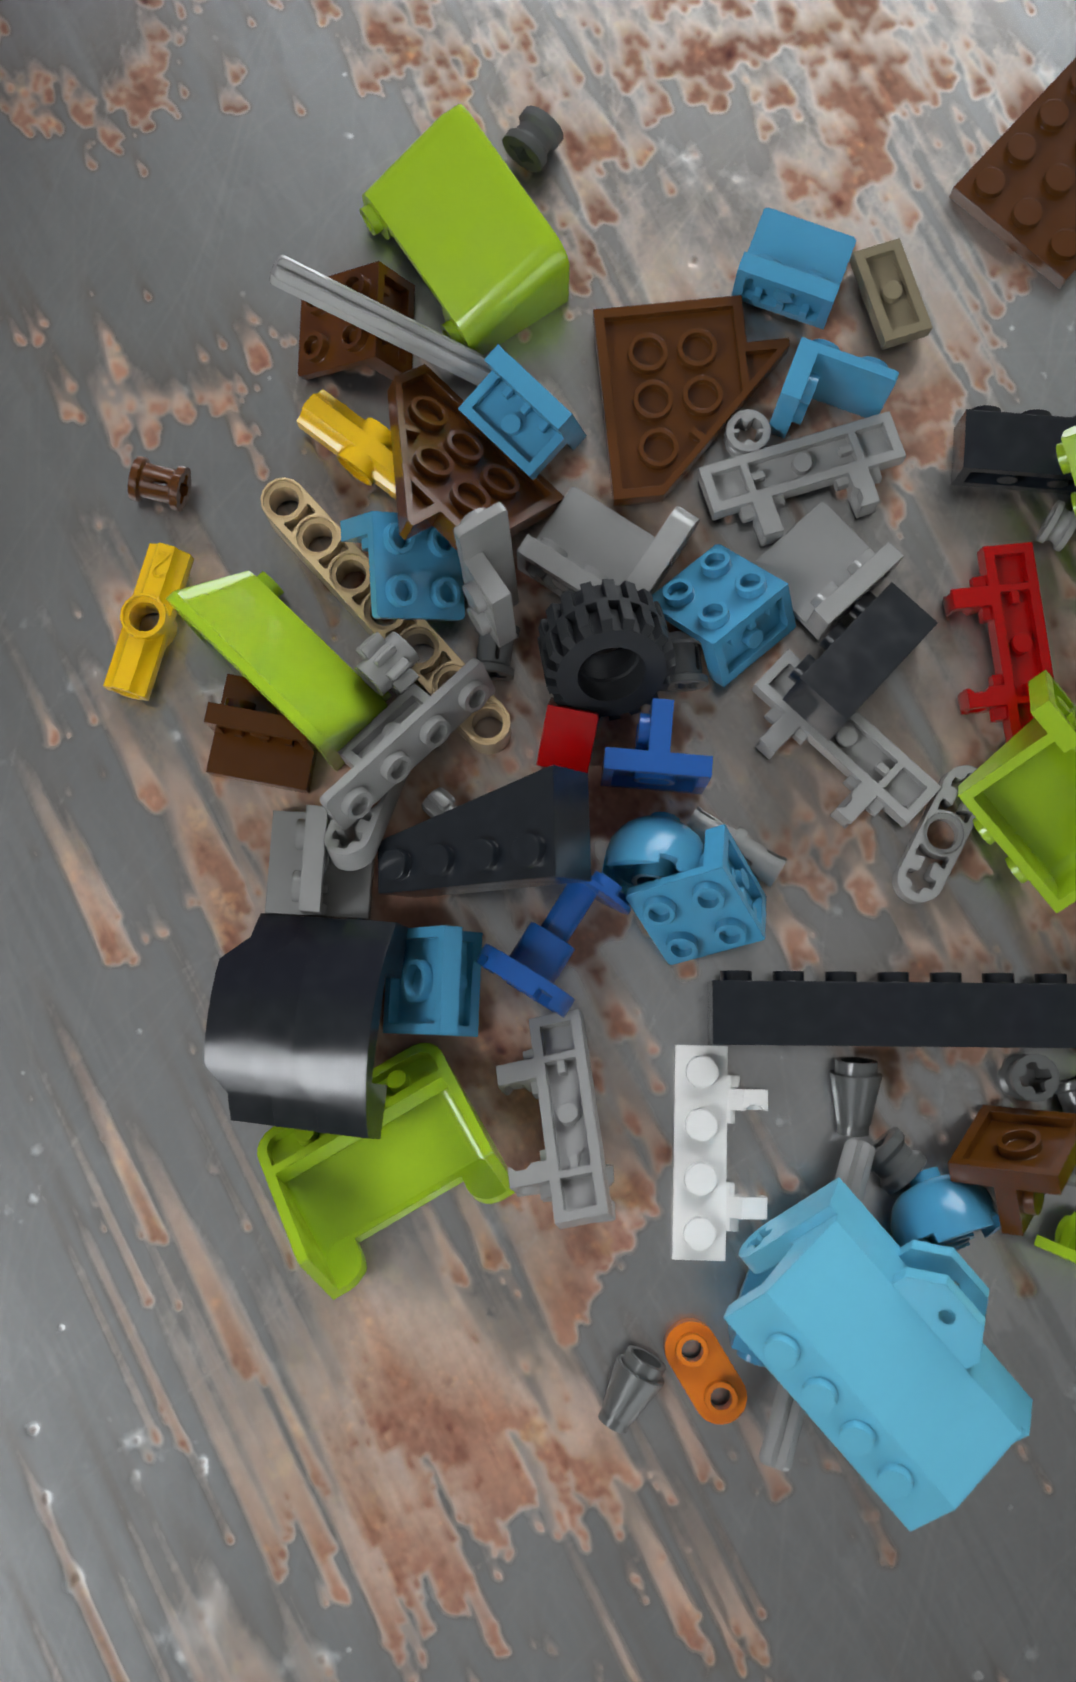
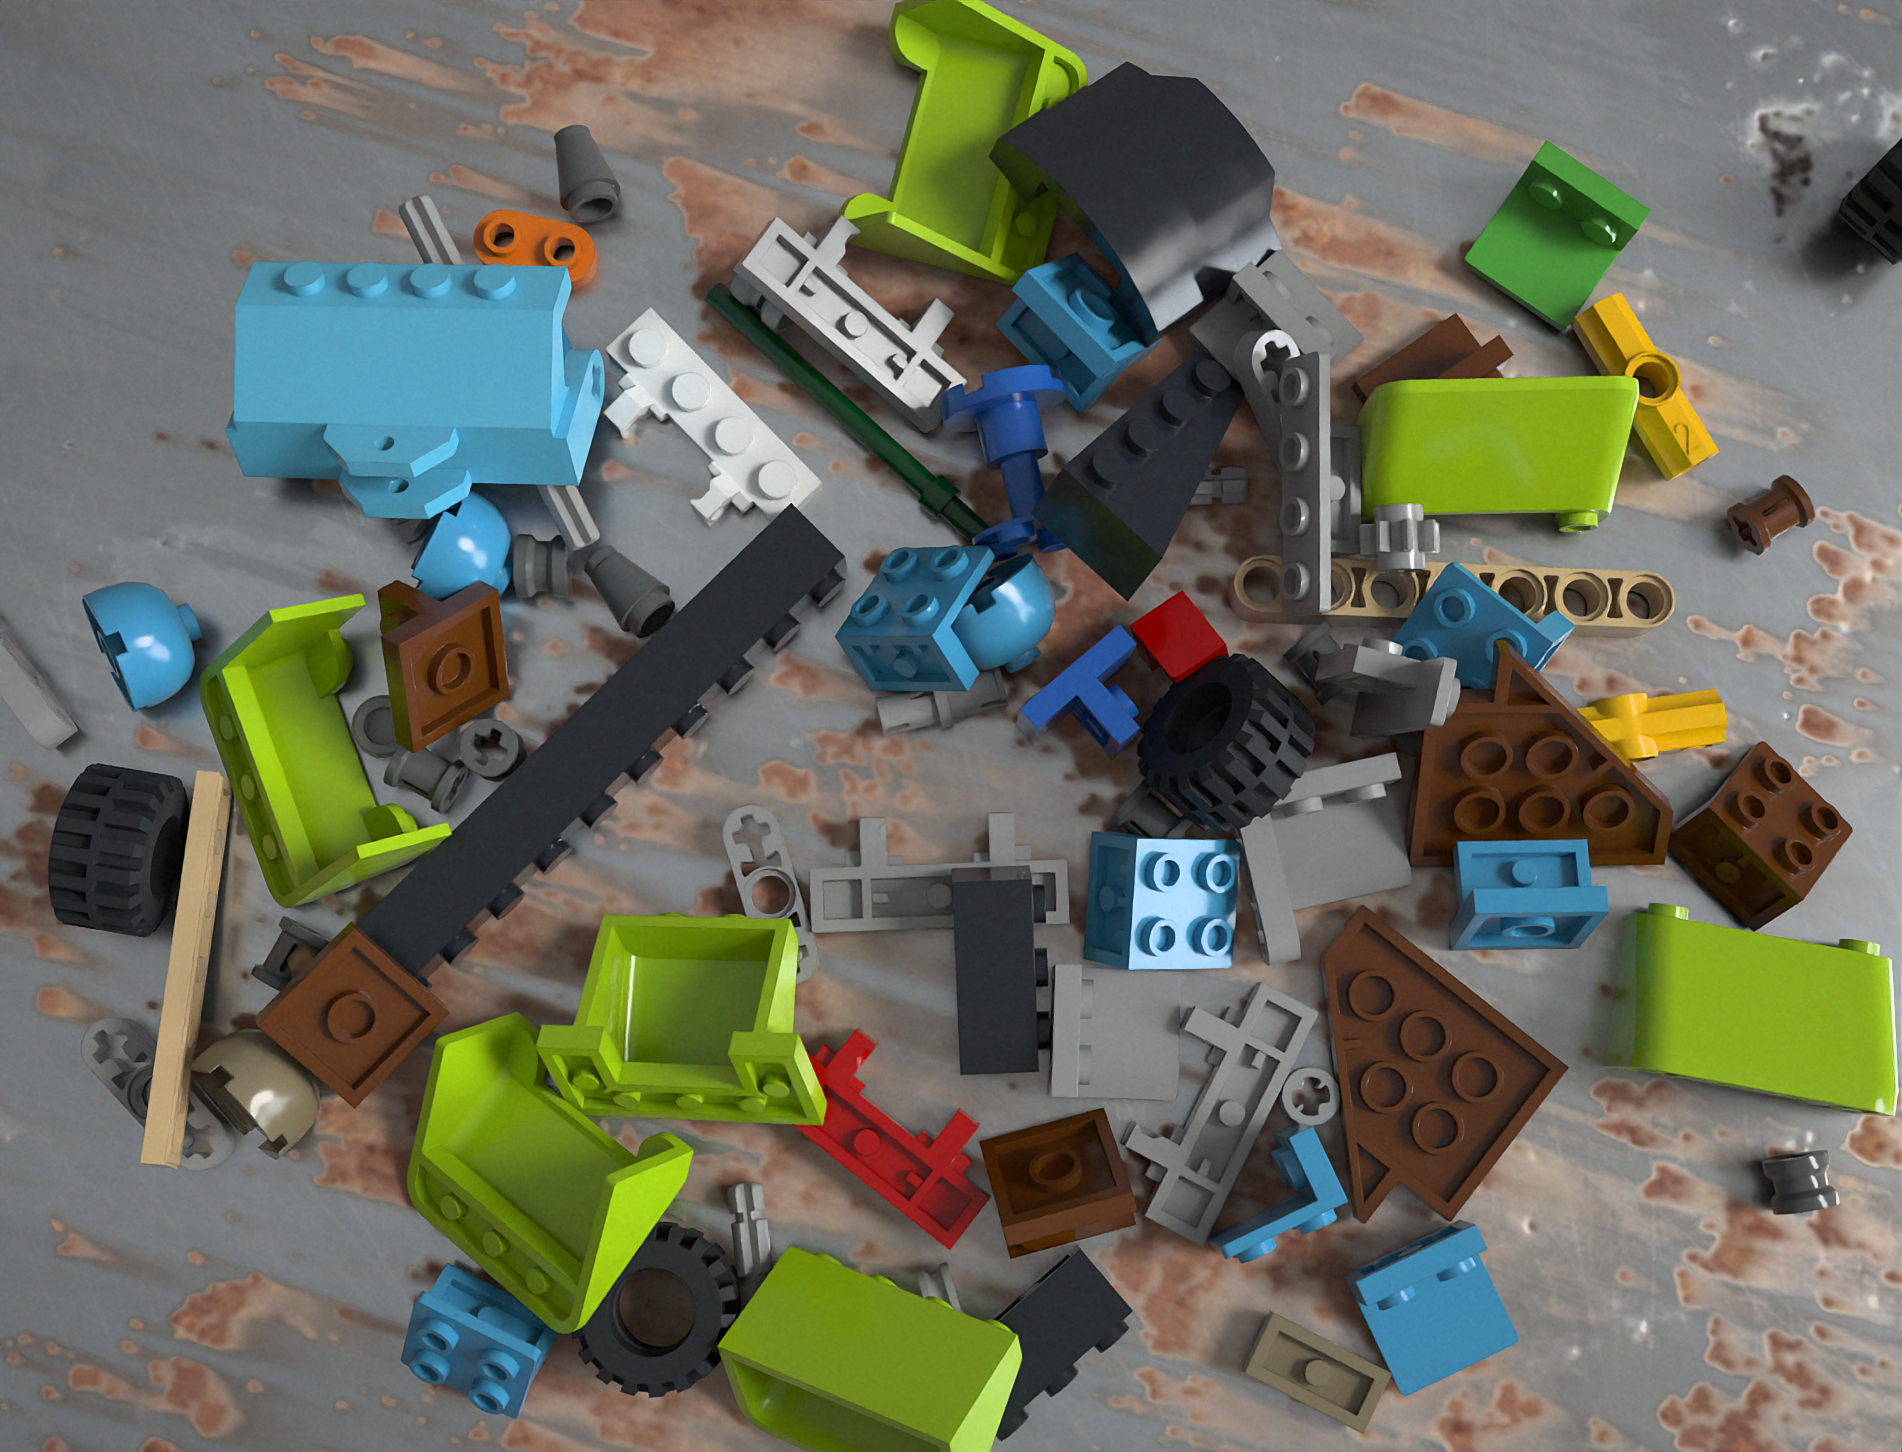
camera: 130 degrees right, 0 degrees up
(103, 756) = (1555, 236): none -> bright green bracket
(378, 319) = (1741, 838): light grey axle -> none
(614, 969) = (936, 495): none -> dark green bar
(938, 517) = (1058, 1183): none -> reddish brown bracket

